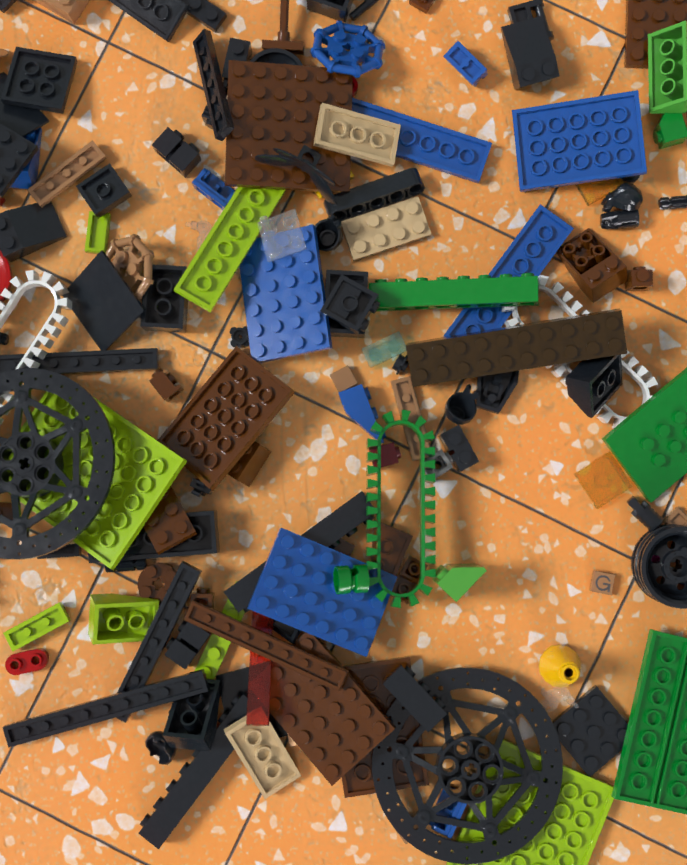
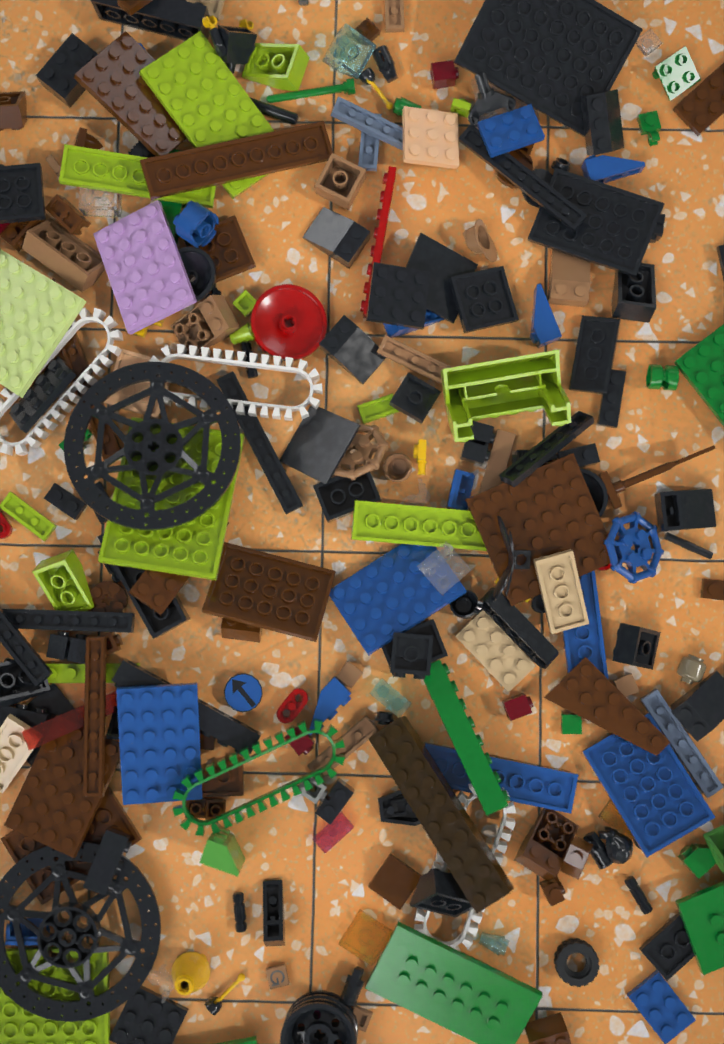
camera: 70 degrees right, 0 degrees up
(40, 582) = (65, 501): none -> black plate
(92, 34) = (543, 326): none -> blue slope
(135, 96) = (504, 389): none -> lime wedge
(161, 209) = (419, 452): none -> yellow plate
(164, 238) = (397, 467): none -> medium nougat hair
(165, 385) = (275, 527): reddish brown brick -> none
(199, 488) = (200, 597): black plate -> none
(202, 139) = (498, 459): none -> medium nougat tile
(235, 332) = (346, 564): black plate -> none
(312, 490) = (243, 692): none -> blue piece
(347, 448) = (292, 705): none -> red plate
(350, 579) = (179, 763): green wheel -> none
(360, 166) = (537, 604): none -> black tile
(443, 93) = (636, 646): none -> black slope
(449, 231) = (517, 706): none -> dark red brick
(461, 406) = (371, 787): black piece -> none
(465, 63) = (670, 653): blue hinge -> none
(476, 121) = (626, 685): none -> medium nougat tile
(480, 150) = (596, 699): none -> reddish brown wing
(489, 51) = (691, 669): none -> dark tan head
(489, 189) = (571, 724): none -> green tile
(489, 465) = (333, 833): none -> clear pink plate
(524, 591) = (239, 912): none -> black axle
(540, 558) = (273, 913): none -> black slope
(552, 93) = (682, 743): none -> sand blue plate
(562, 427) = (395, 881): none -> reddish brown tile
(601, 656) = (214, 1003): none -> hinge
(618, 241) = (576, 857): none -> reddish brown slope
(663, 358) = (495, 943): none -> clear light blue cone

